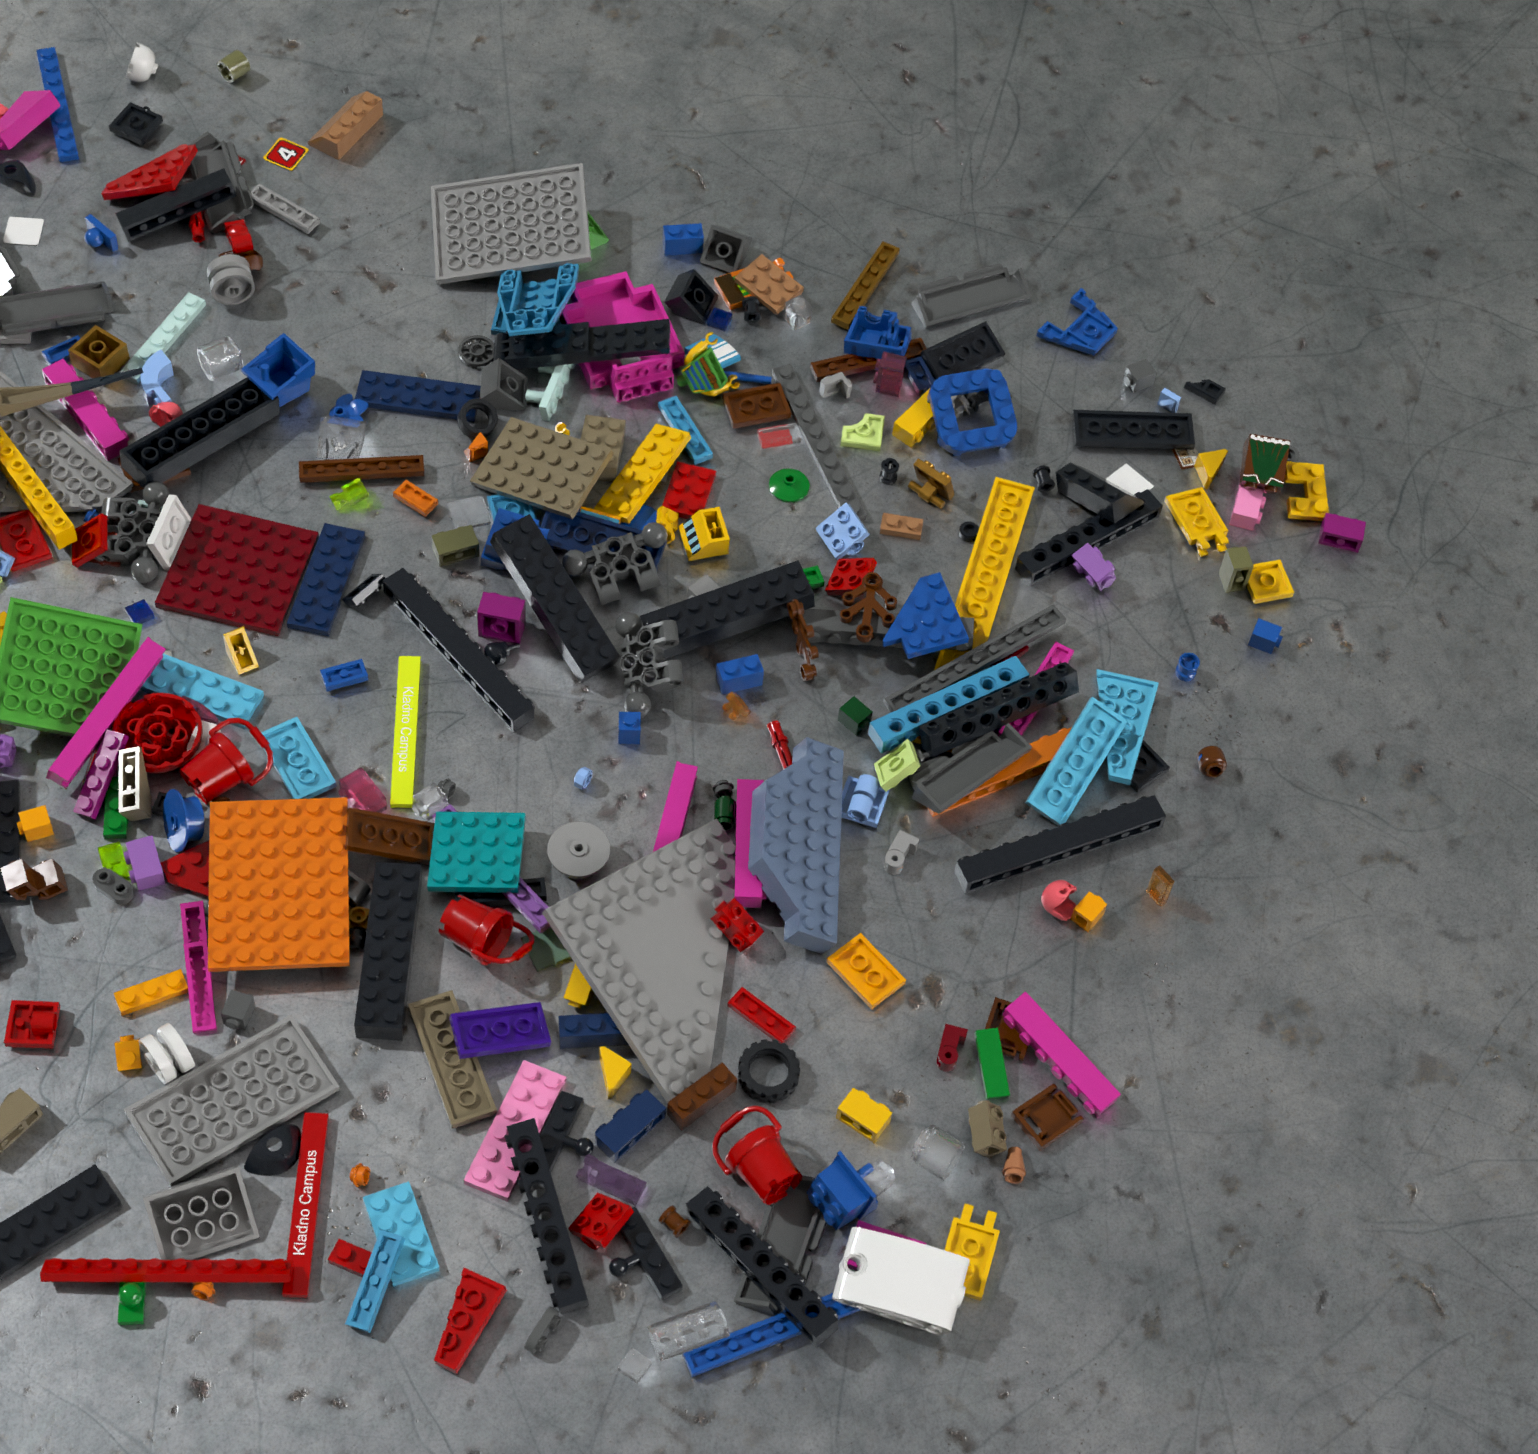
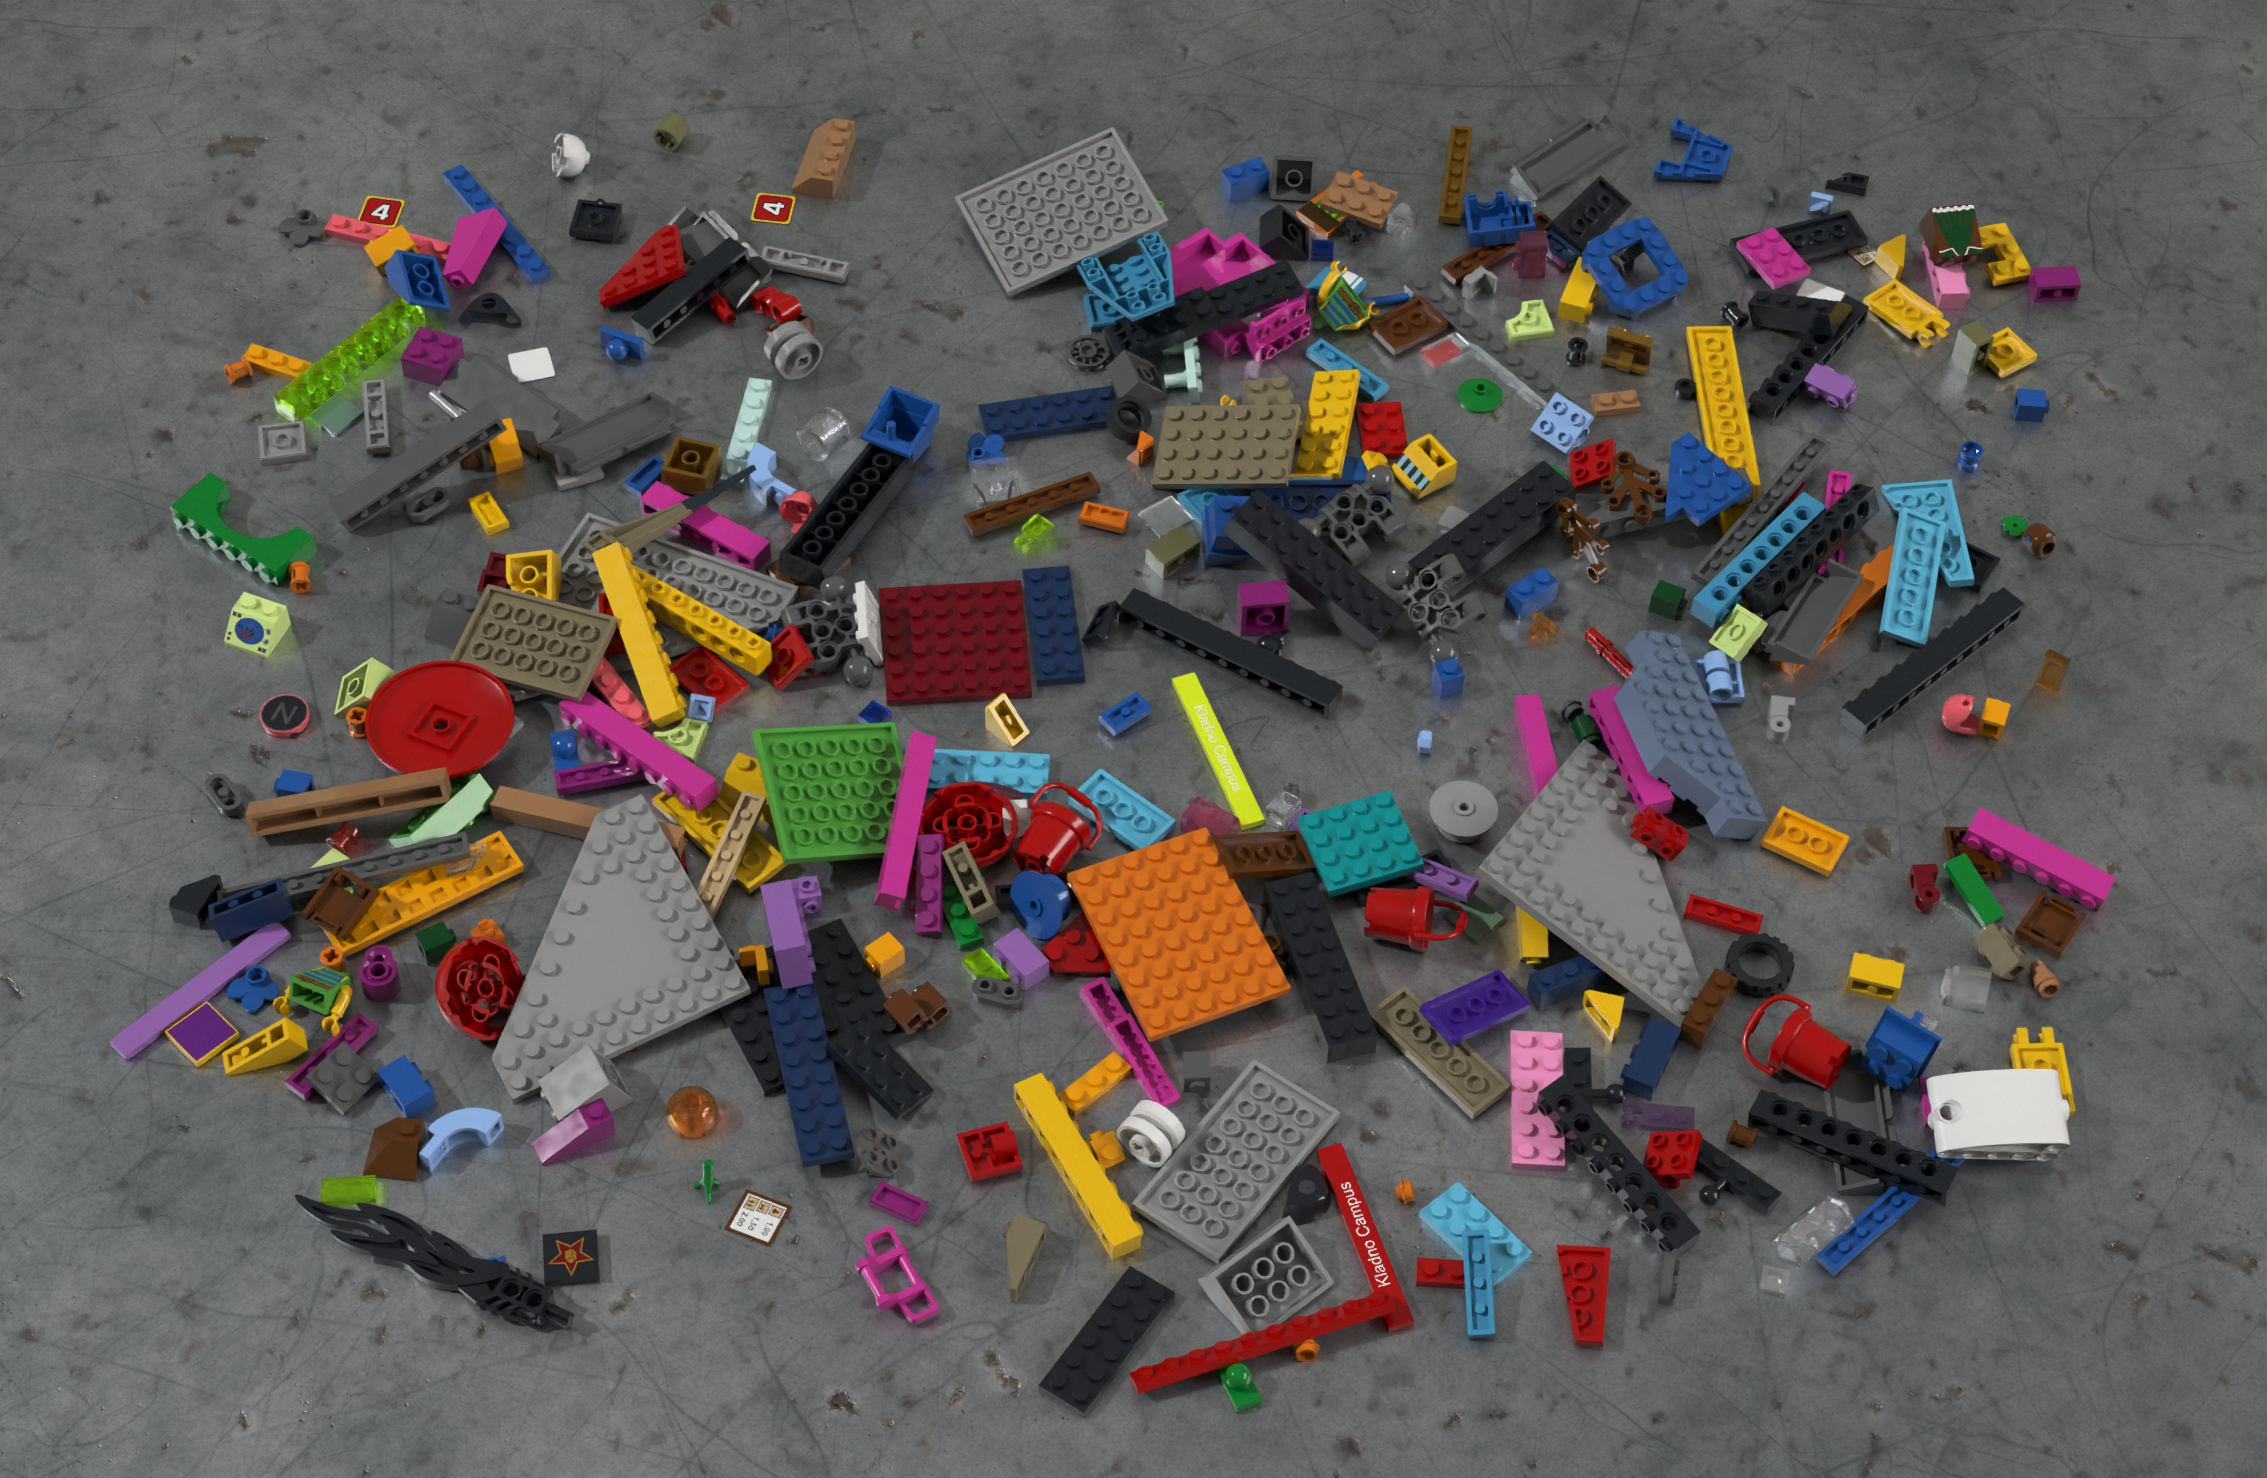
camera: 15 degrees left, 5 degrees down
(97, 1061) = (1077, 1166): none -> yellow brick
(1101, 437) = (1773, 258): none -> dark pink plate
(1198, 740) = (2014, 525): none -> green plant

